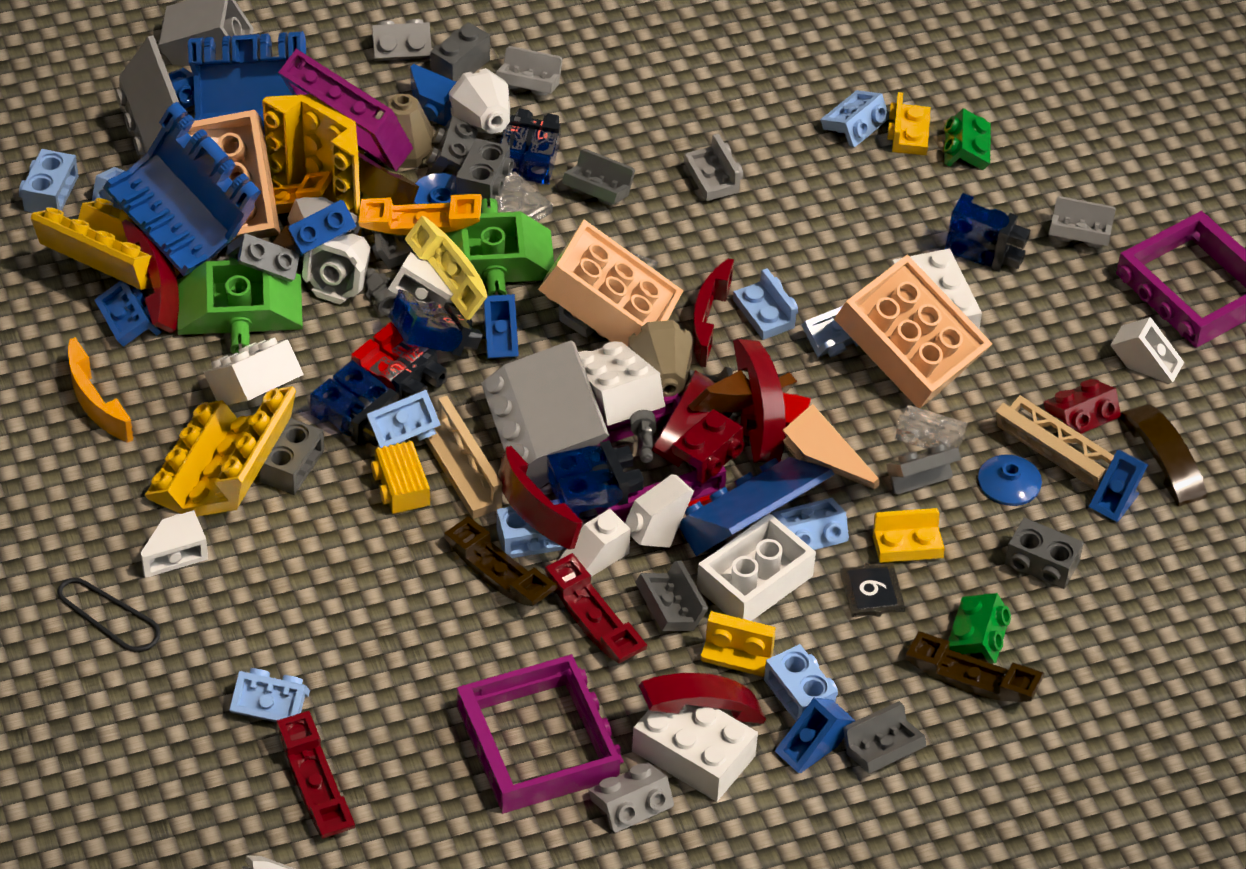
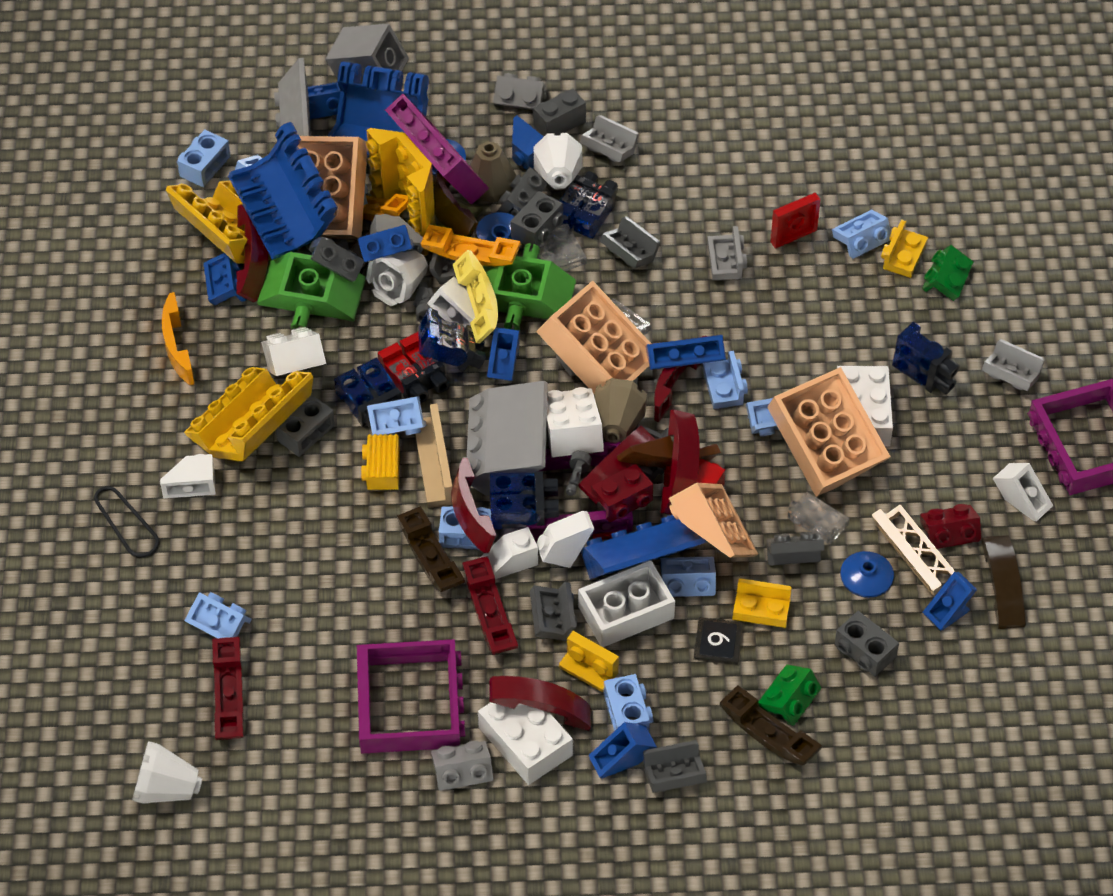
camera: 20 degrees right, 5 degrees up
(715, 279) = (685, 352): none -> blue slope
(779, 115) = (795, 220): none -> red tile

